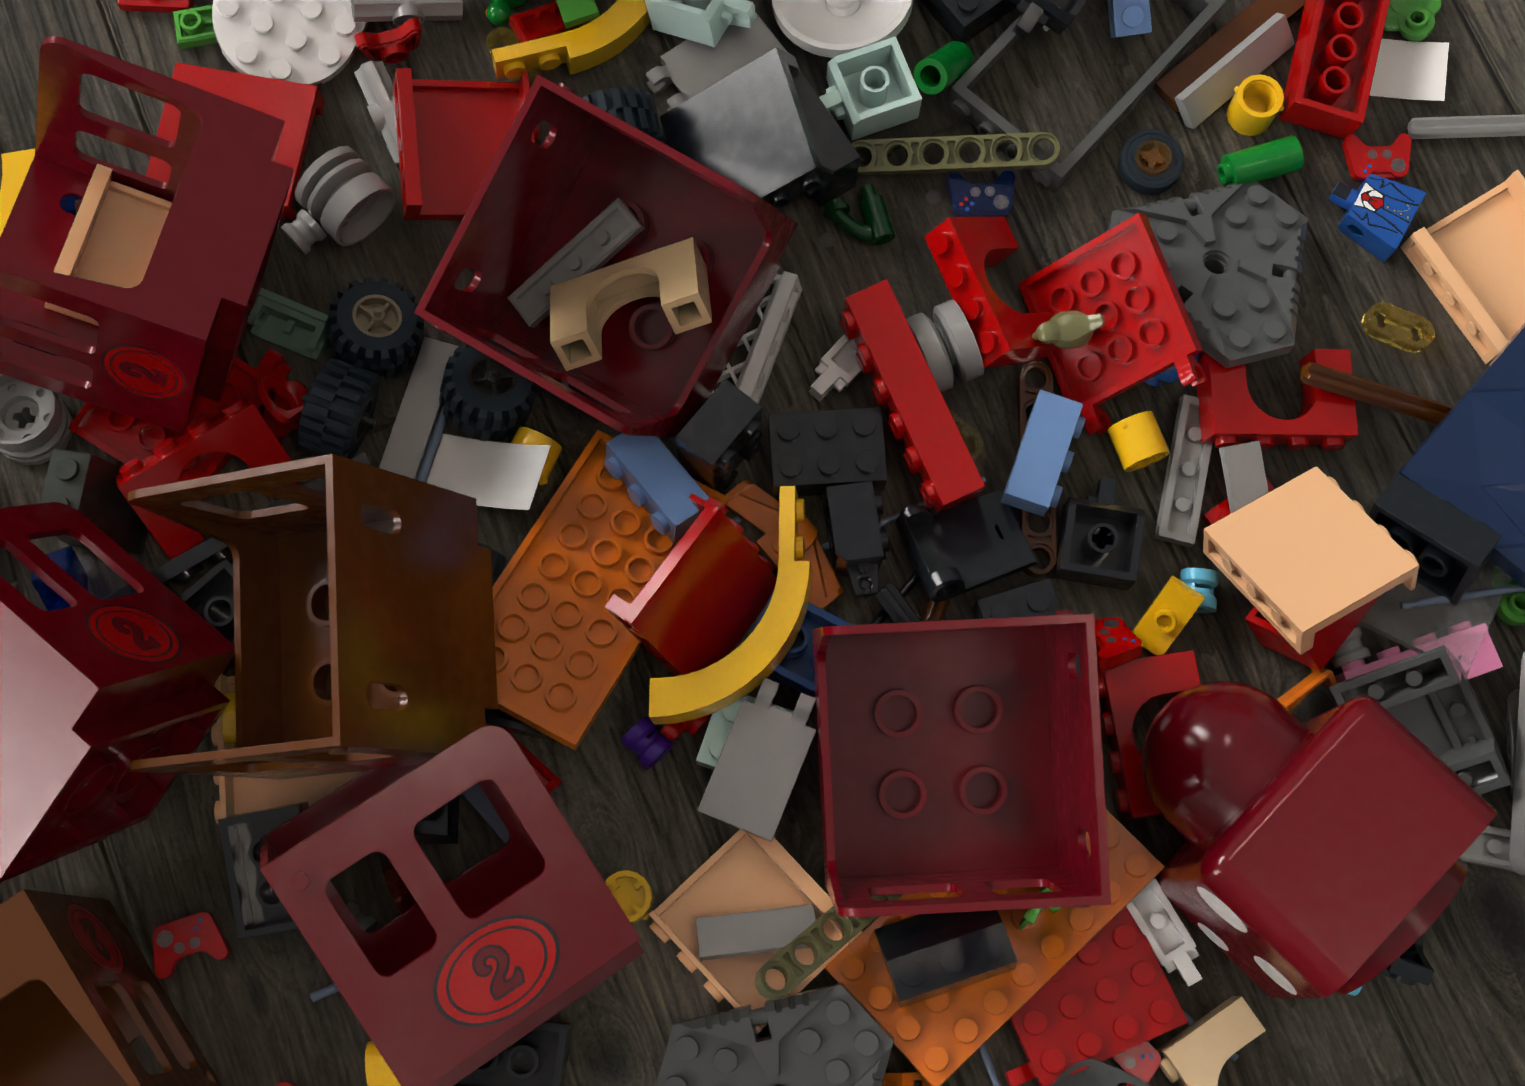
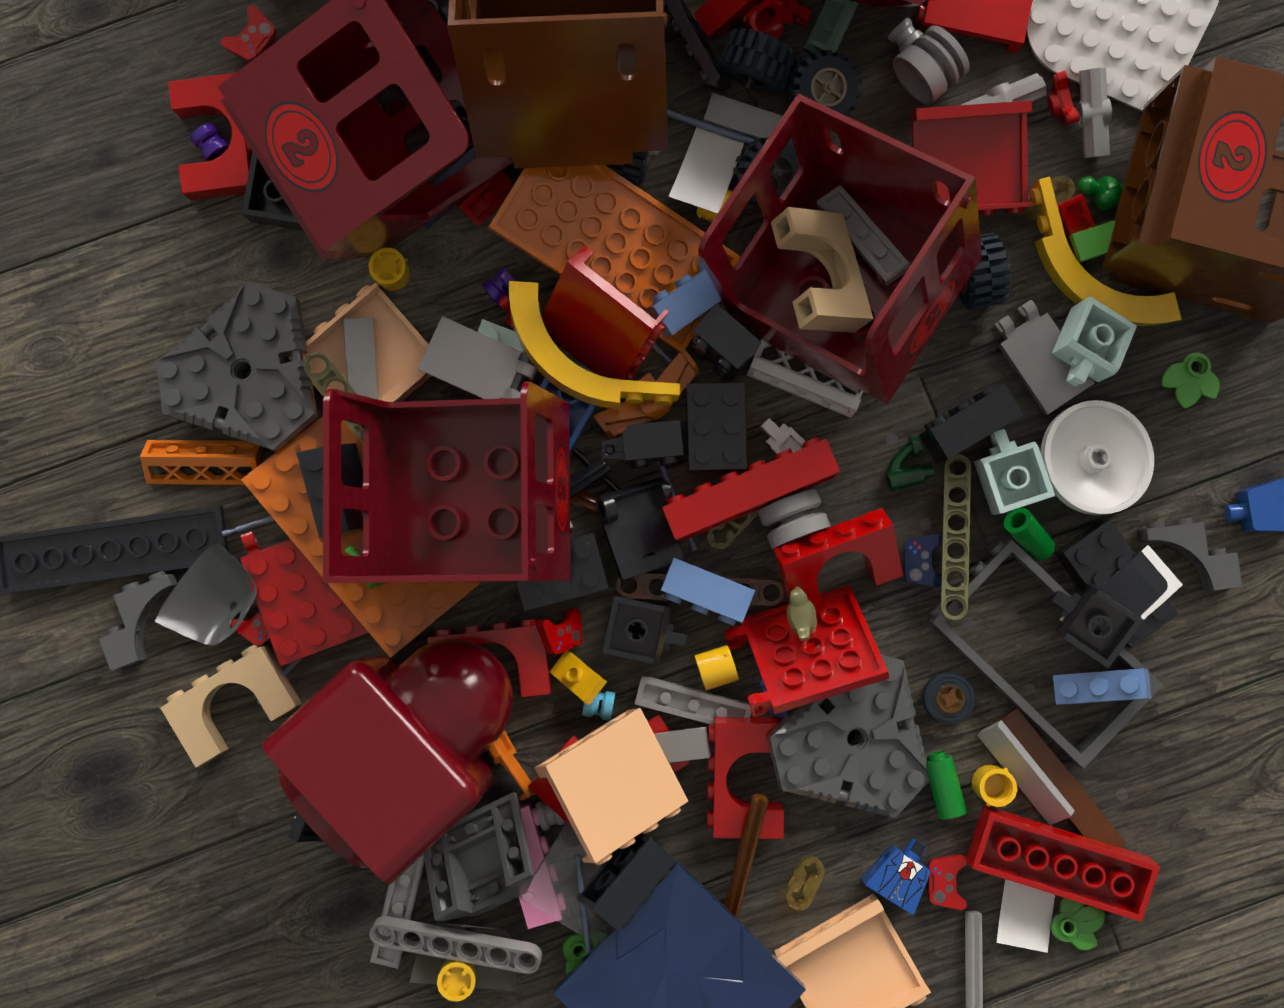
camera: 90 degrees right, 10 degrees up
(751, 131) = (967, 372): panel -> none
(1165, 932) = (340, 655): white hinge -> none

